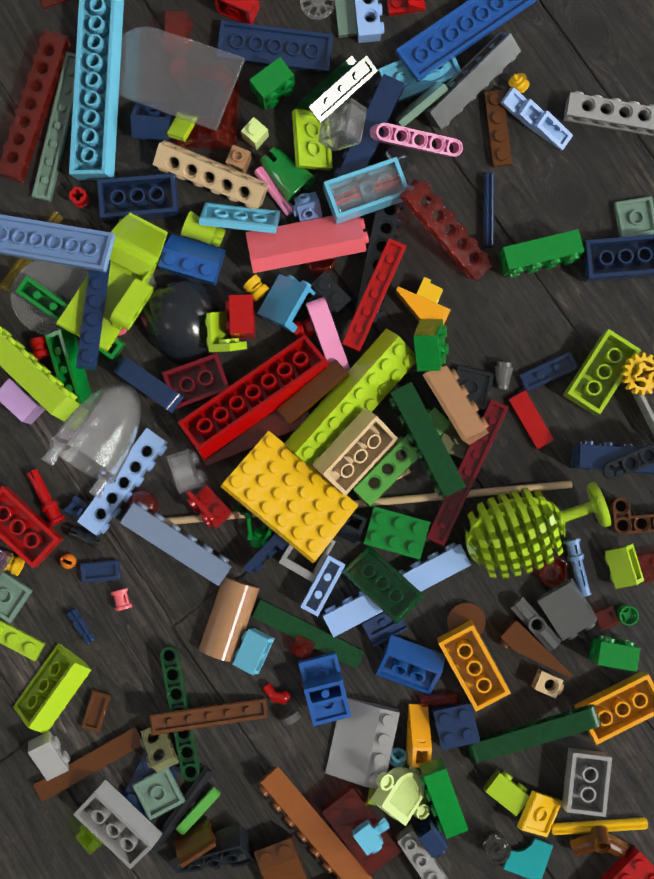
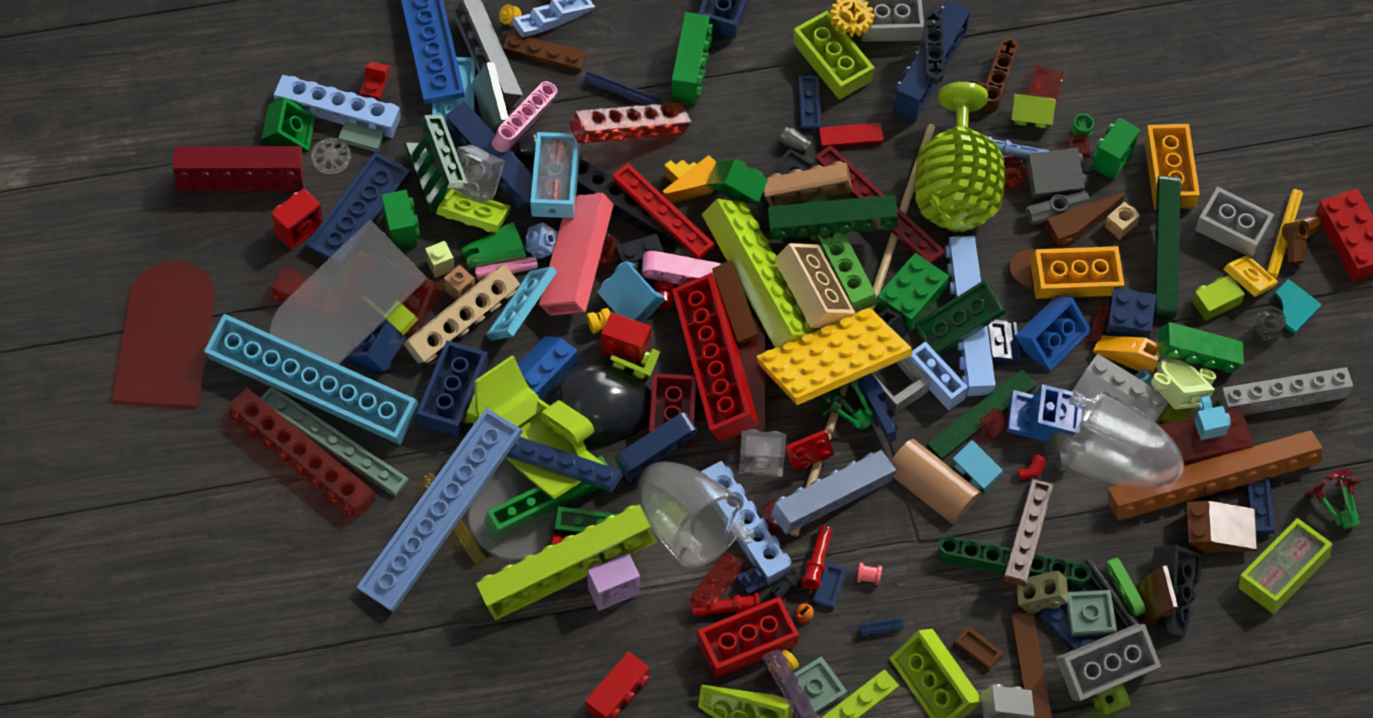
camera: 60 degrees left, 25 degrees down
(61, 481) = (717, 581): none -> clear red plate
(74, 195) = (420, 446): red bush -> none
(108, 554) = (815, 565): none -> red pin
(203, 233) = (515, 346): lime plant -> none
(310, 771) = (1121, 445): none -> clear windscreen
(431, 838) = (1237, 372): dark blue brick -> none

